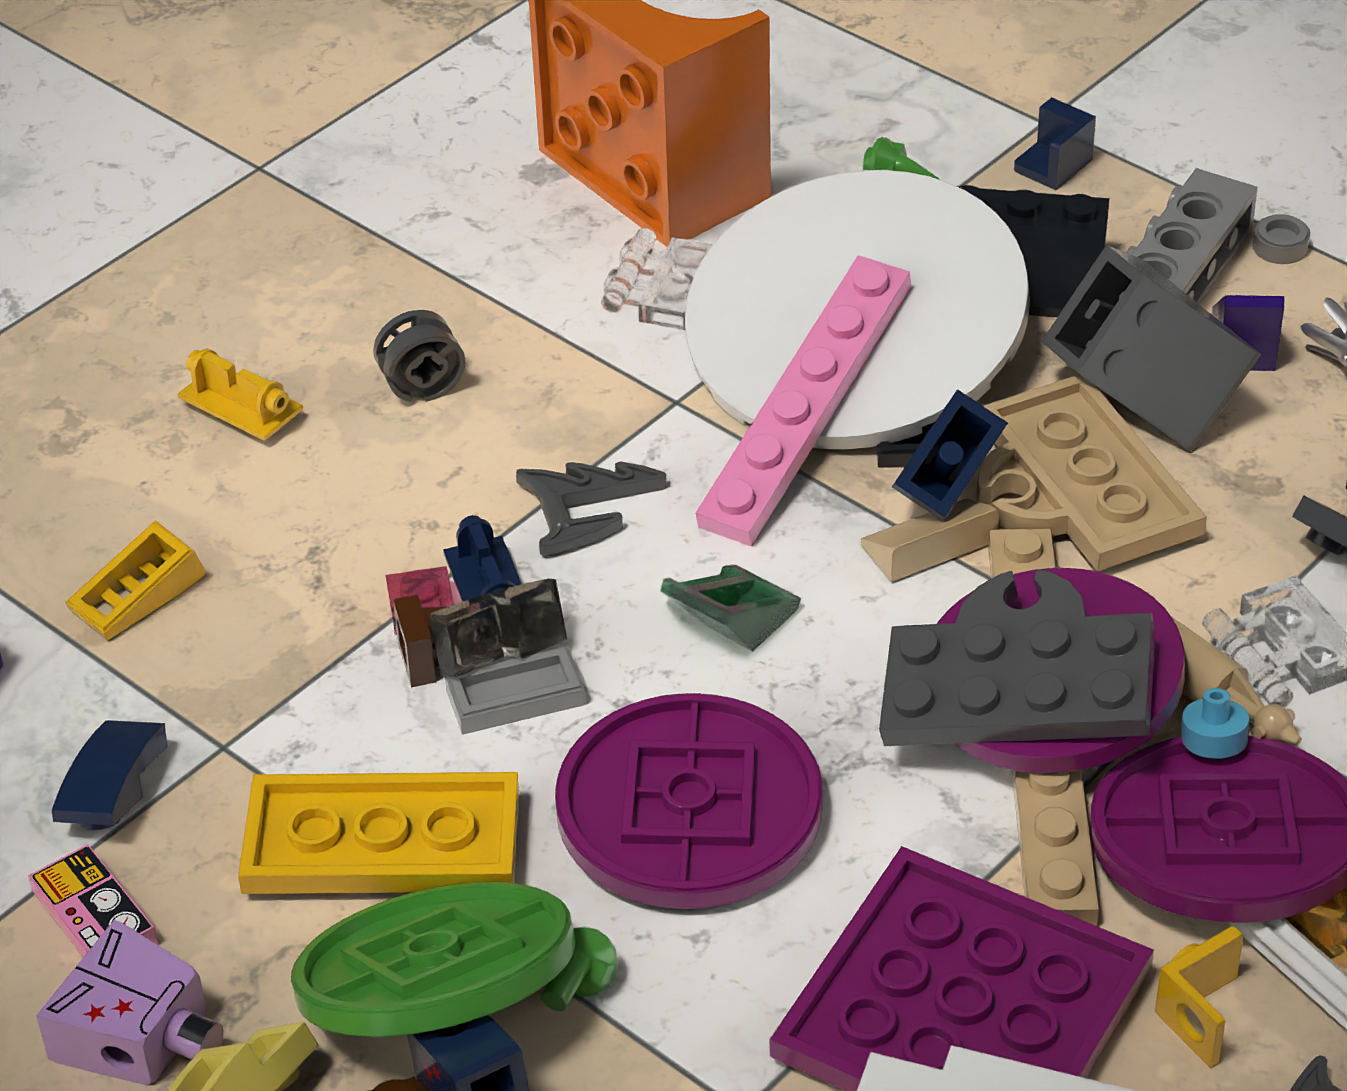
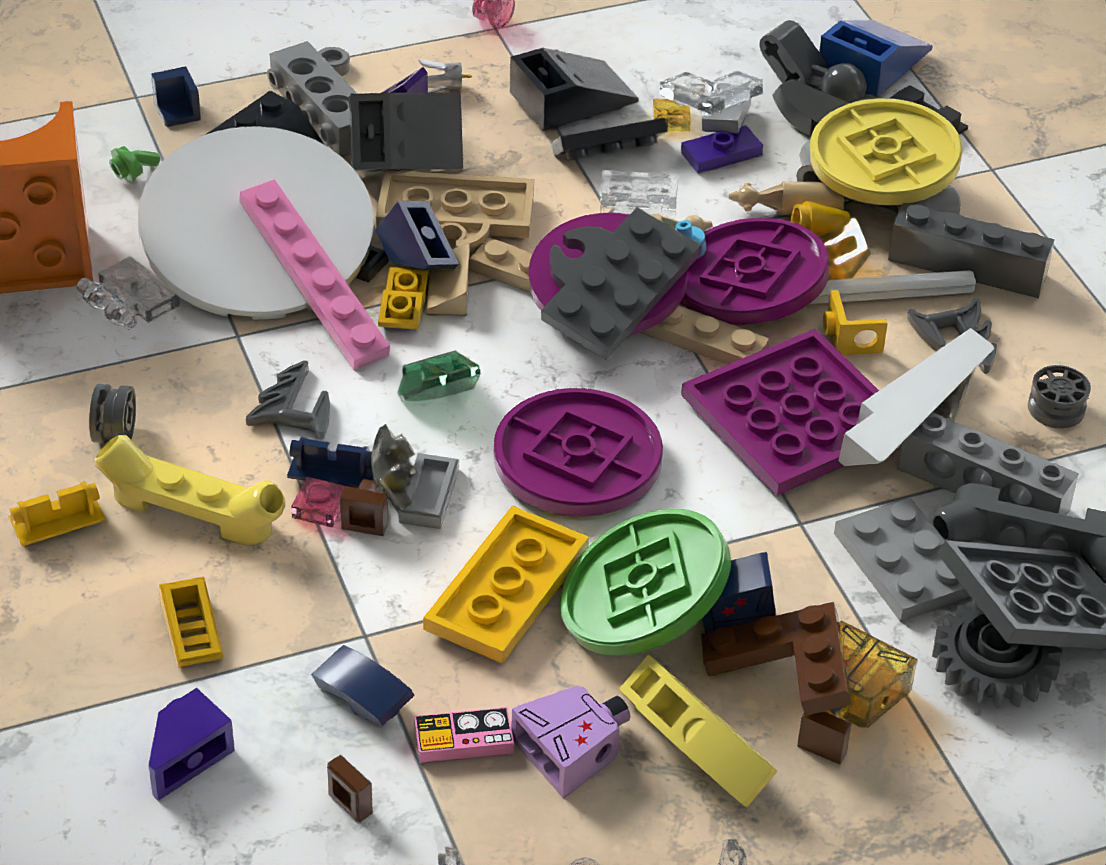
camera: 65 degrees left, 0 degrees up
(336, 476) = (141, 480): none -> light yellow plate
(844, 515) = (404, 298): none -> yellow slope

